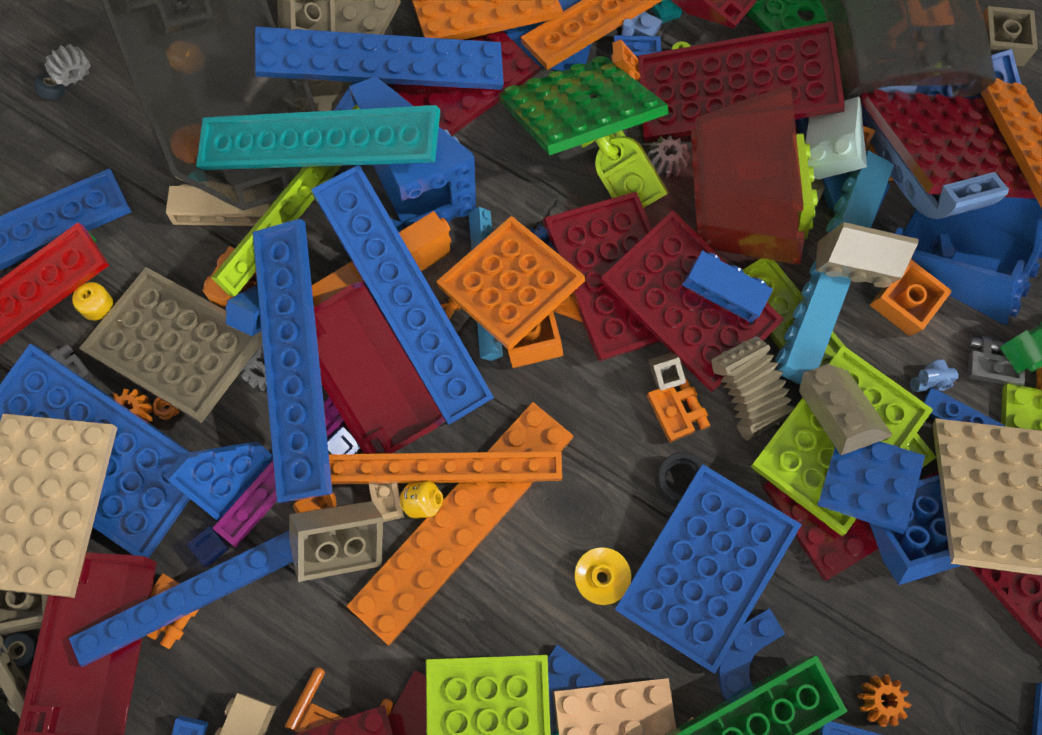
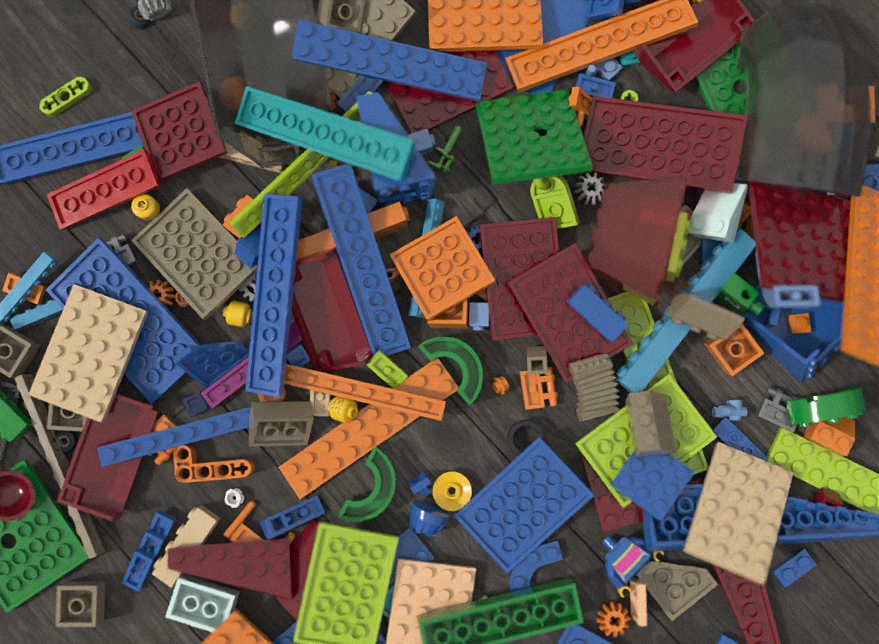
camera: 20 degrees right, 15 degrees up
(124, 196) = (178, 131): none -> dark red plate
(246, 408) = (238, 314): none -> yellow head
(253, 628) = (214, 467): none -> orange beam
(282, 668) = (229, 497): none -> white plate
(380, 675) = (292, 517): none -> blue slope
(468, 431) = (387, 369): none -> lime plate
(478, 149) = (447, 149): none -> bright green piece
(505, 607) = (385, 478): none -> green brick
(555, 577) = (420, 483): none -> blue tile
(564, 388) = (466, 359): none -> green brick
(573, 336) = (478, 316): none -> medium blue brick
(579, 622) = (427, 518): none -> blue piece
(627, 417) = (500, 385): none -> orange plate
(873, 609) = (626, 560): none -> blue torso
(900, 220) = (739, 296): none -> green torso
(911, 661) = (638, 601): none -> light nougat tile
(950, 629) = (676, 585): none -> dark tan plate
(977, 253) = (799, 323): none -> orange plate

